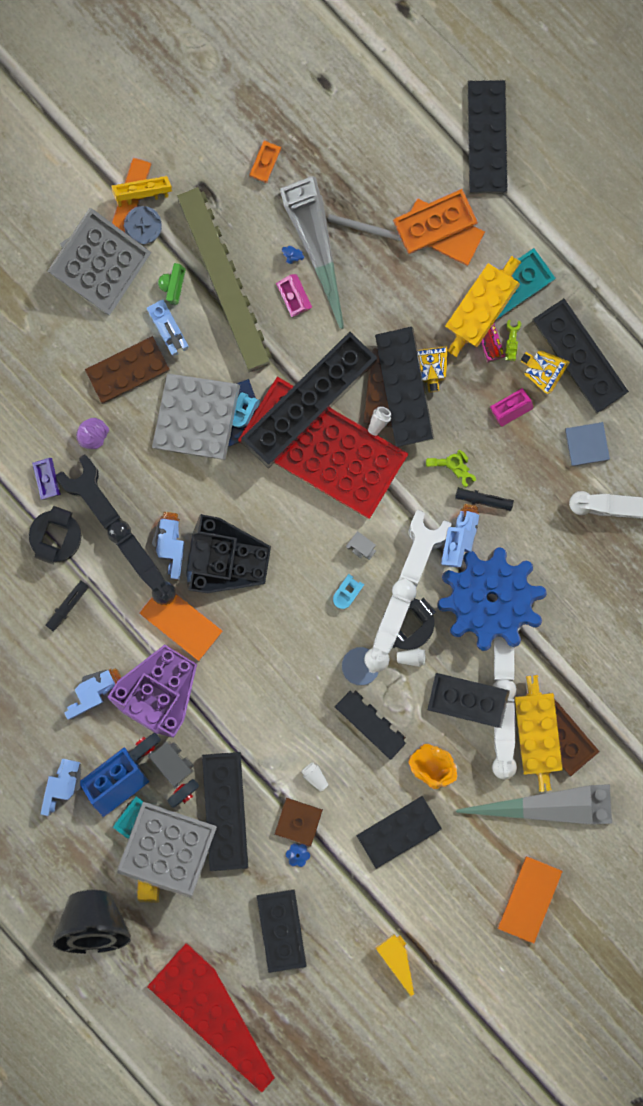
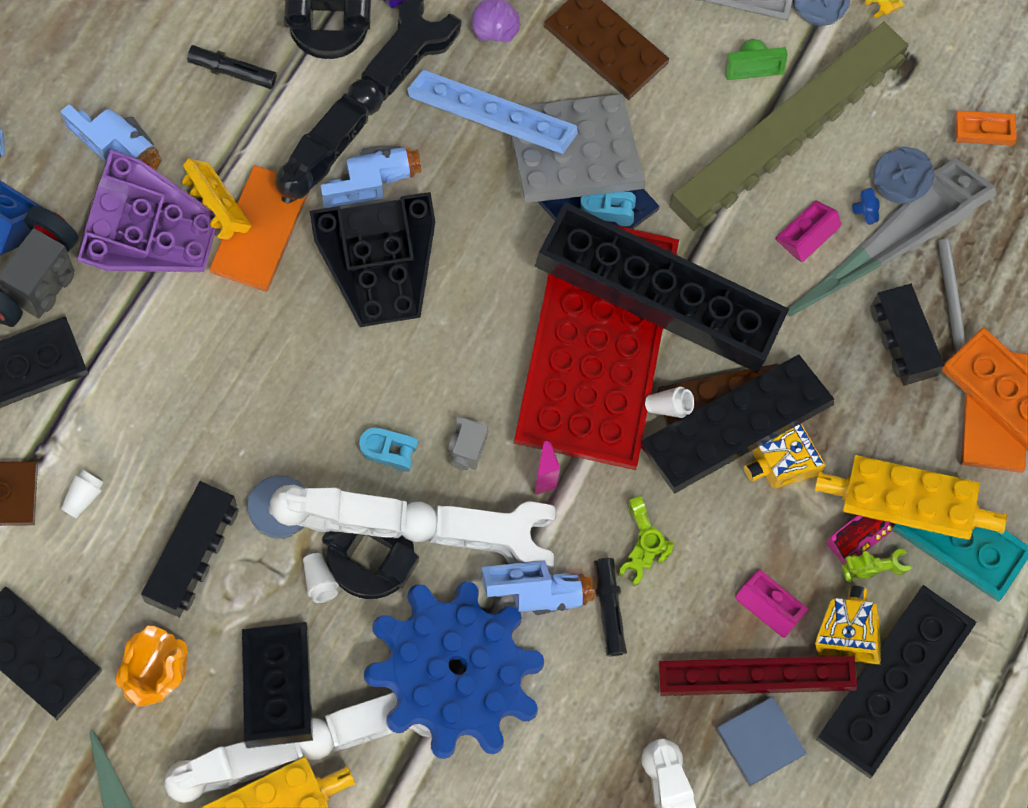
camera: 60 degrees right, 15 degrees down
(155, 642) = (215, 197): none -> yellow plate
(157, 458) = (493, 111): none -> light blue plate
(167, 327) = (688, 72): light blue plate -> none
(279, 224) = (903, 175): none -> sand blue tile
(381, 265) = (906, 334): none -> black brick
(394, 506) = (548, 470): none -> dark pink slope
(552, 432) = (757, 675): none -> dark red plate

